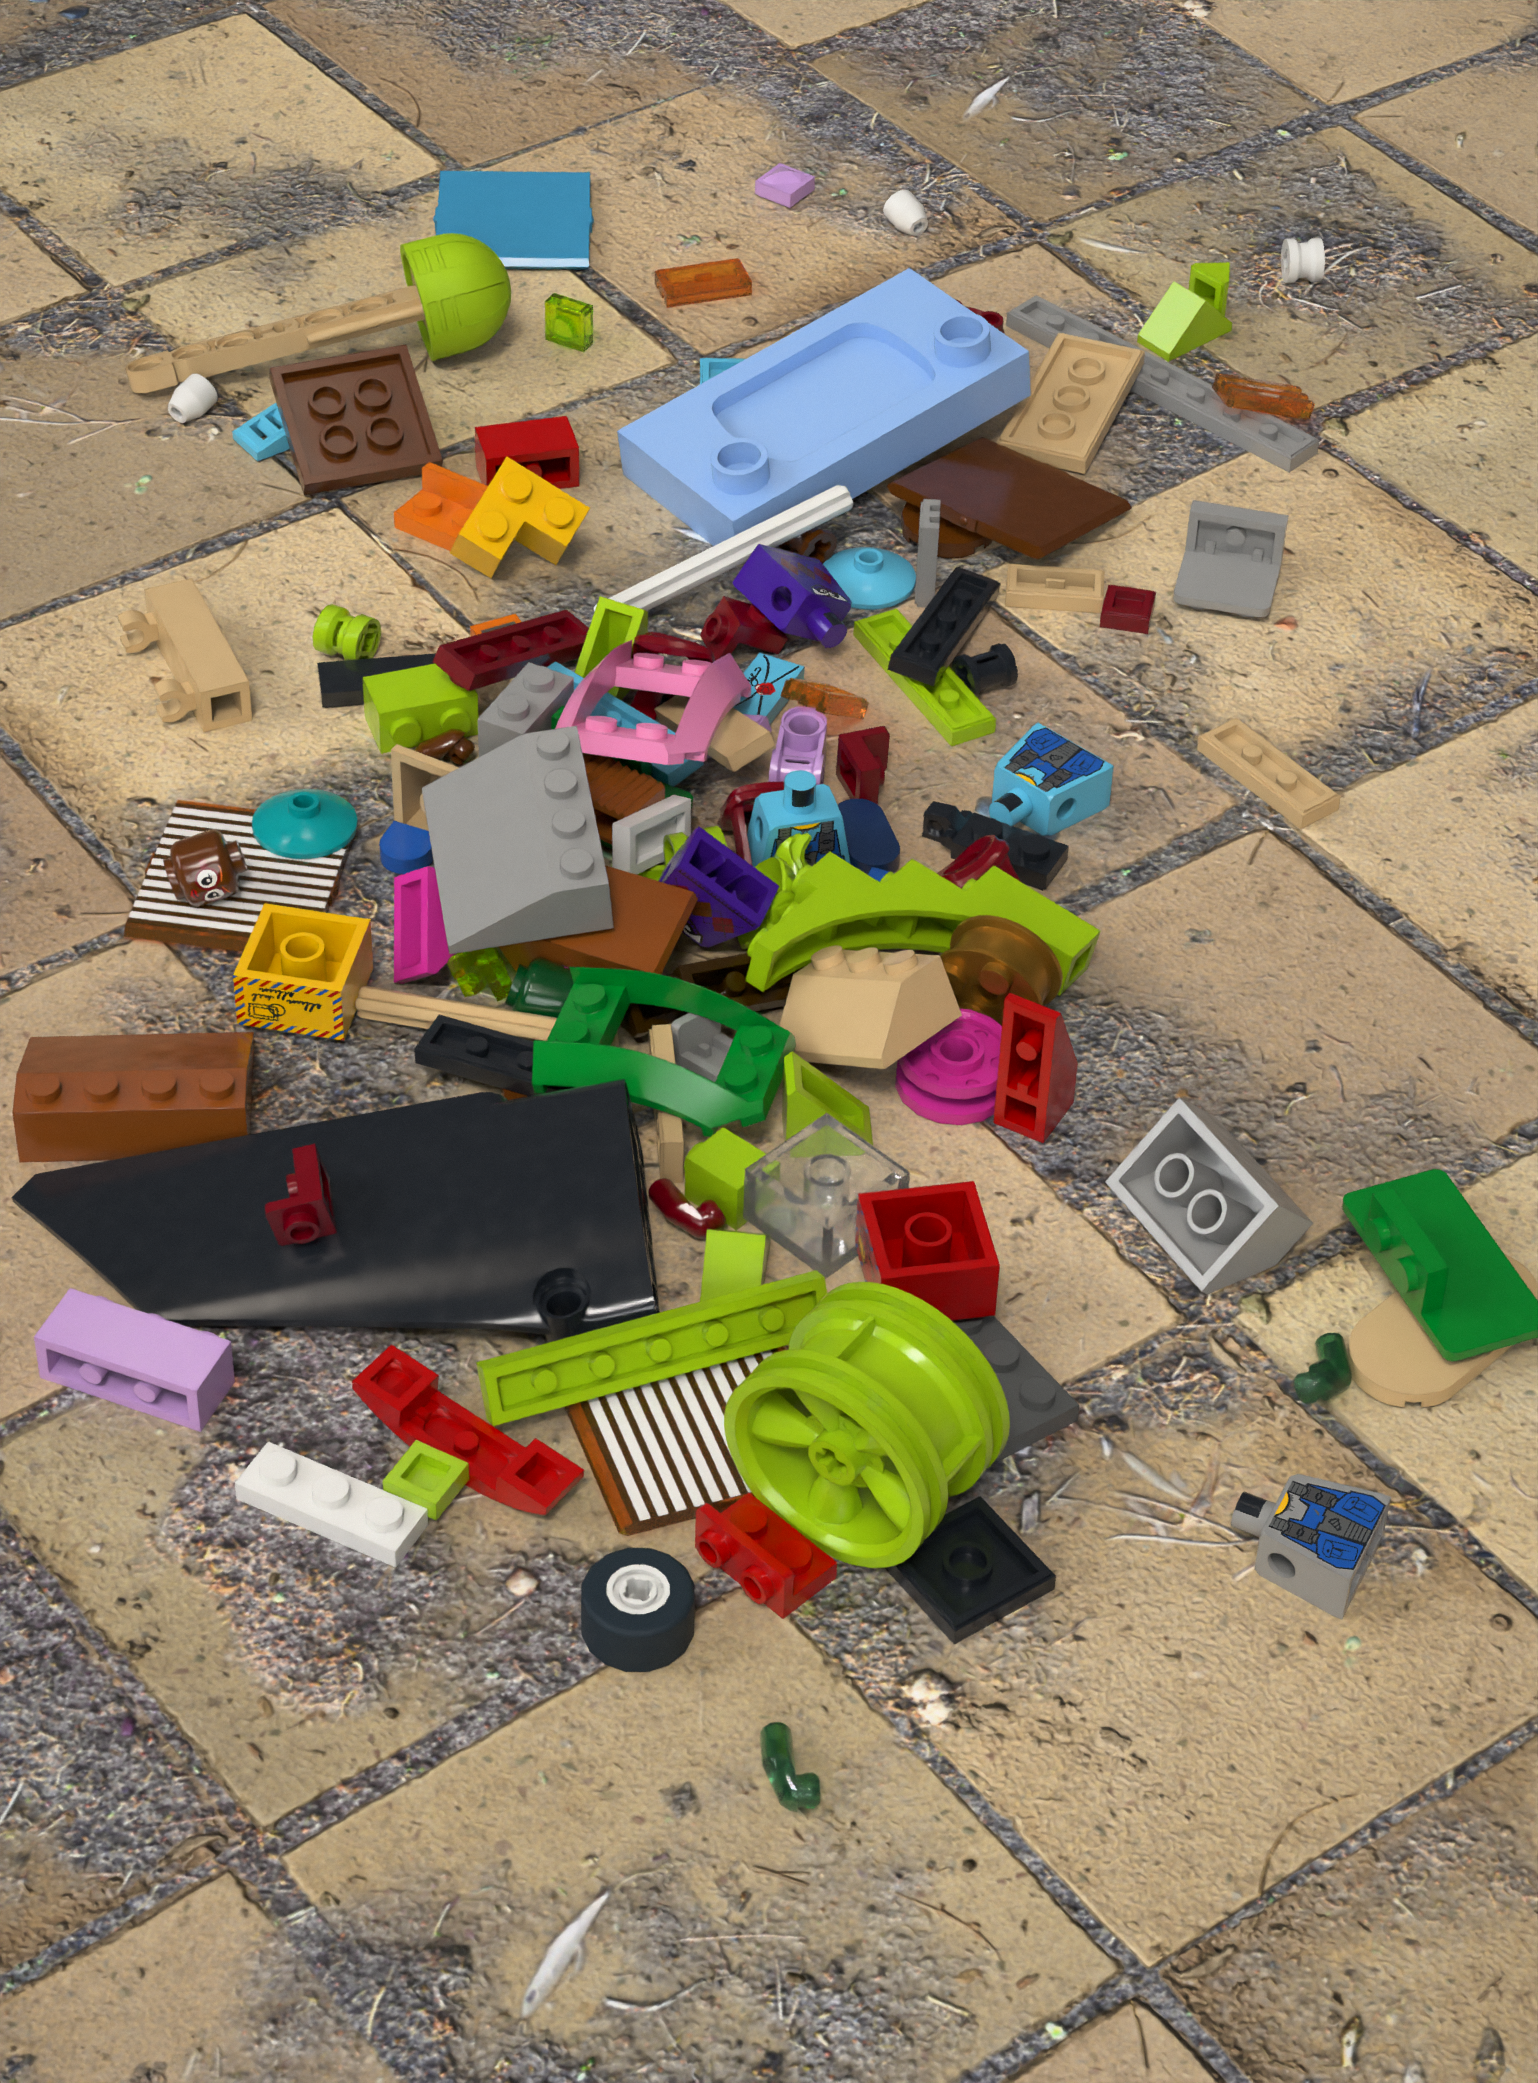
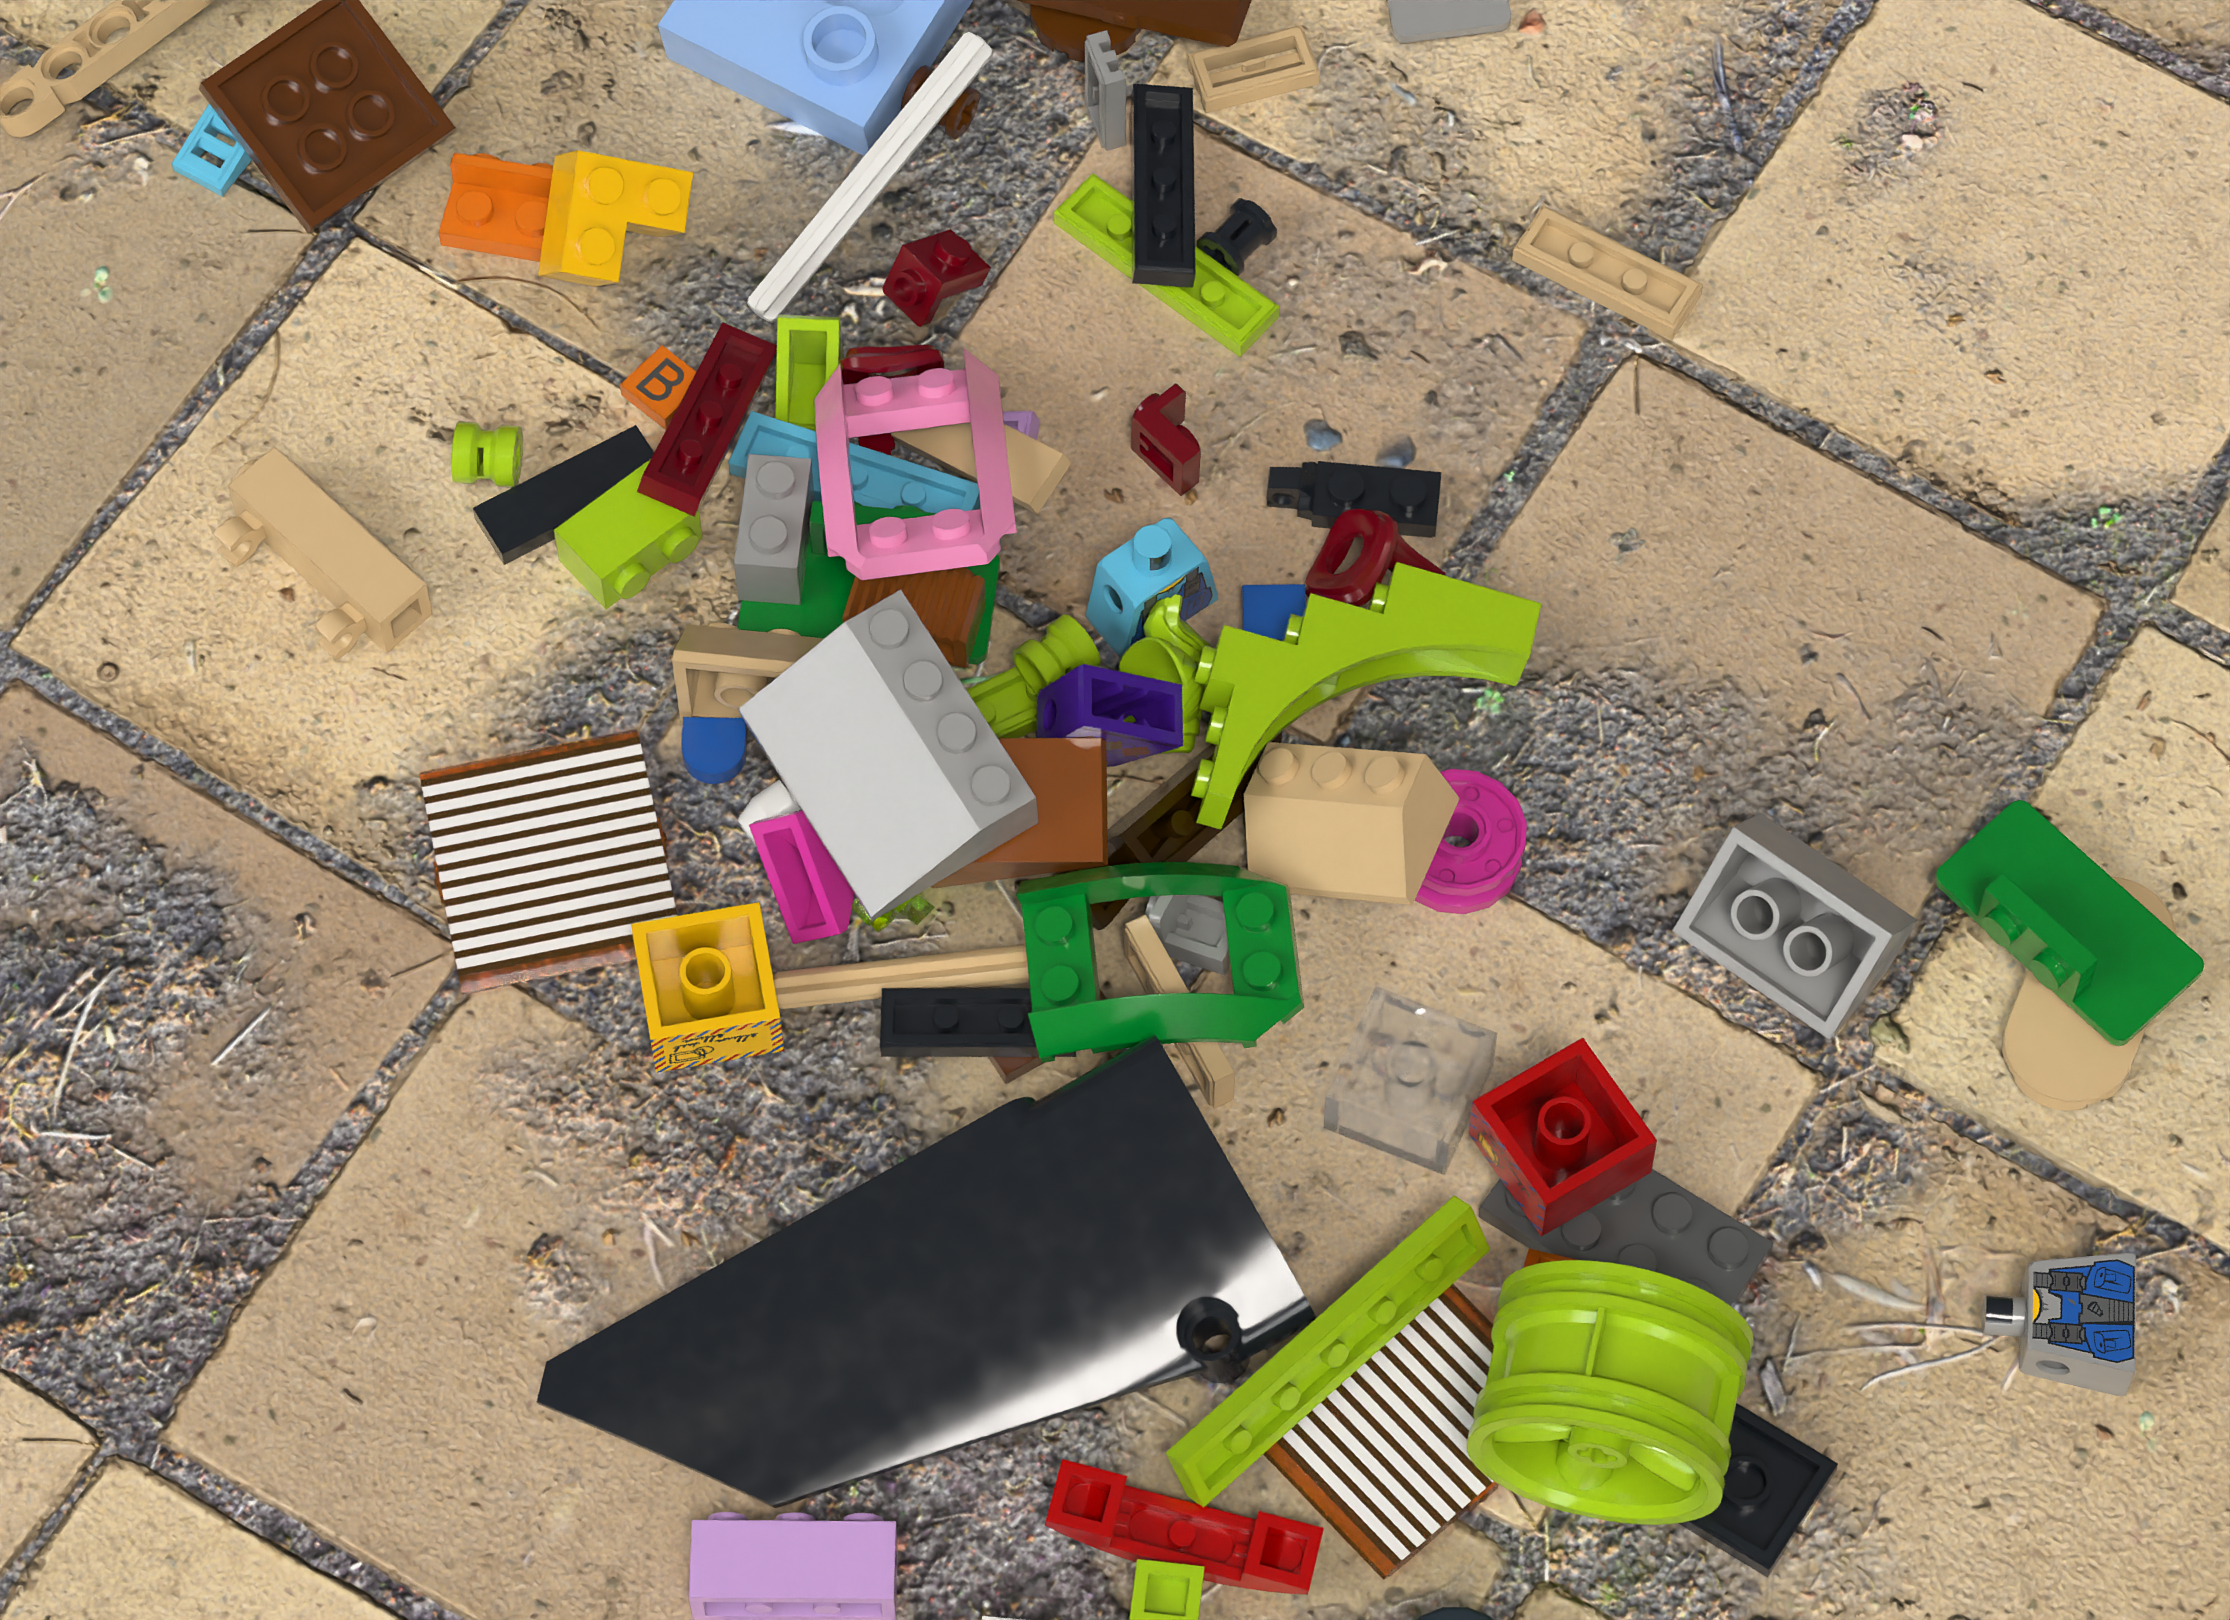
camera: 20 degrees left, 20 degrees up
(130, 1094) = (600, 1211): dark orange slope -> none
(192, 399) = (96, 130): white hose -> none
(204, 868) = (521, 881): reddish brown head -> none
(304, 823) = (587, 780): teal dish -> none
(310, 1206) = (891, 1307): dark red bracket -> none
(448, 743) = (672, 588): reddish brown arm -> none
(539, 445) = (552, 85): red brick -> none
(540, 988) = (978, 912): dark green head -> none
(640, 836) = (991, 641): white tile -> none
(680, 1211) = (1257, 1150): dark red arm -> none
(718, 1173) = (1288, 1087): lime brick -> none
(733, 1262) = (1349, 1205): lime slope -> none
(738, 811) = (1065, 559): dark red piece -> none
(763, 1554) = (1540, 1551): red bracket -> none
(767, 681) = (1000, 340): medium azure tile -> none
(800, 744) = (1097, 455): lavender piece -> none
(810, 603) = (985, 212): dark purple torso -> none
(812, 1094) = (1346, 962): lime slope -> none
(825, 698) = (1083, 371): clear orange tile -> none
(869, 836) = (1224, 541): dark blue tile -> none
(872, 577) = (1031, 146): medium azure dish -> none
(997, 958) = (1462, 715): pearl gold wheel -> none
(1034, 1069) = (1559, 845): red slope -> none
(1049, 783) = (1381, 389): medium azure torso -> none
(1127, 609) = (1349, 72): dark red tile -> none
(1328, 1375) = (2003, 1102): clear green arm -> none

